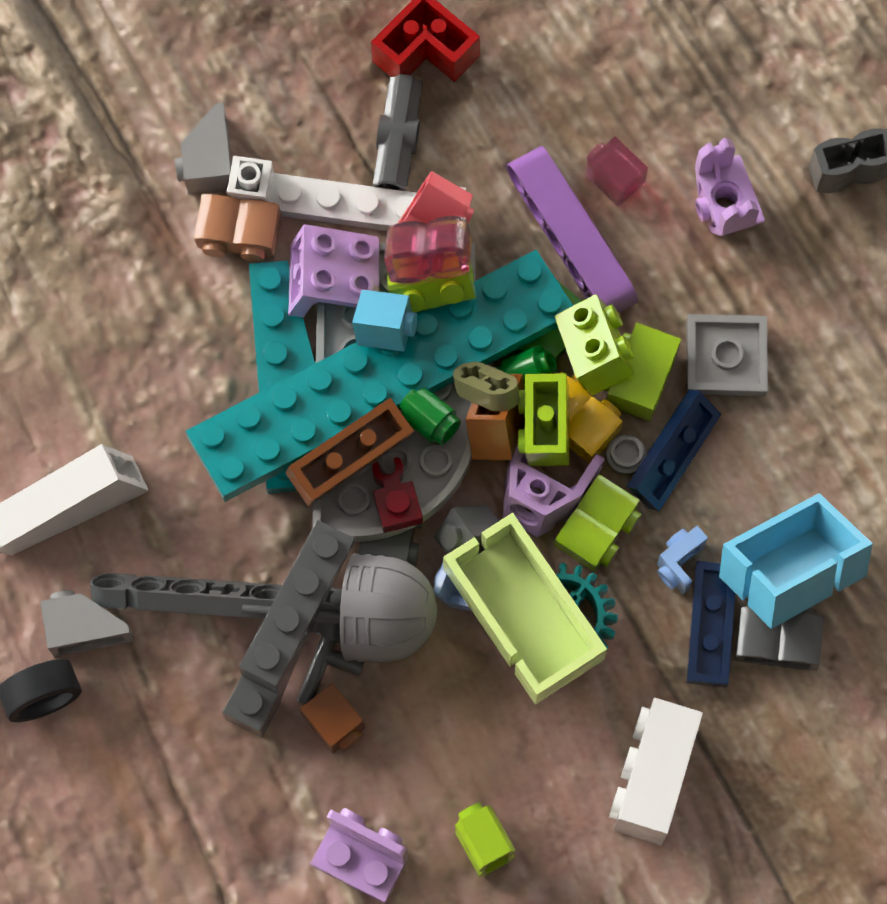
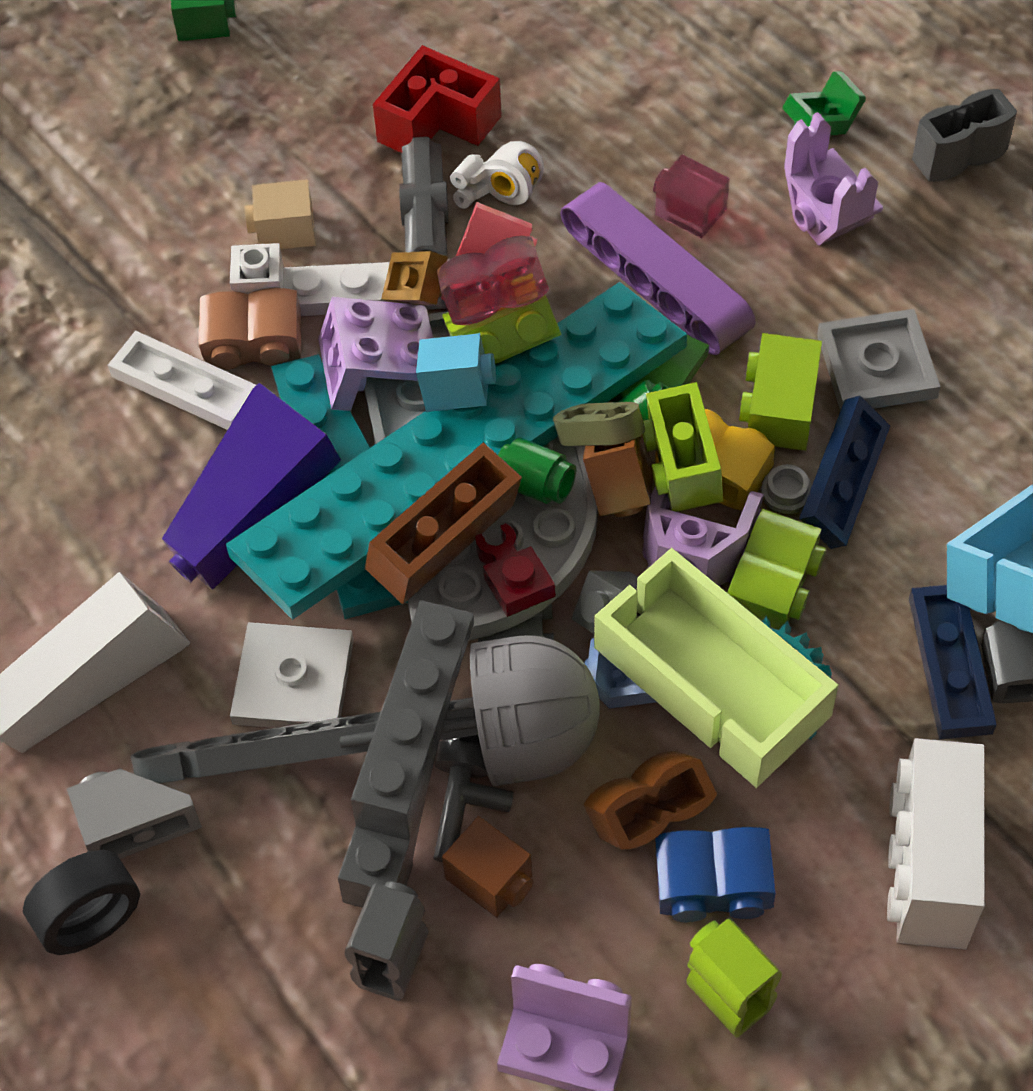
camera: 10 degrees left, 15 degrees down
(178, 264) = (180, 379): none -> white plate
(206, 154) = (197, 259): light grey slope -> none
(212, 374) = (255, 470): none -> dark purple slope
(219, 536) = (291, 675): none -> white plate
(249, 763) = (387, 940): none -> dark grey brick
(280, 123) = (282, 214): none -> tan brick
(371, 219) = (413, 278): none -> pearl gold plate
(465, 691) = (659, 792): none -> dark orange brick
(470, 119) = (506, 175): none -> white piece
(493, 756) = (715, 873): none -> blue brick
(595, 344) = (720, 361): lime brick -> none
(680, 549) = (884, 585): light blue bracket -> none
(747, 107) = (836, 103): none -> green bracket

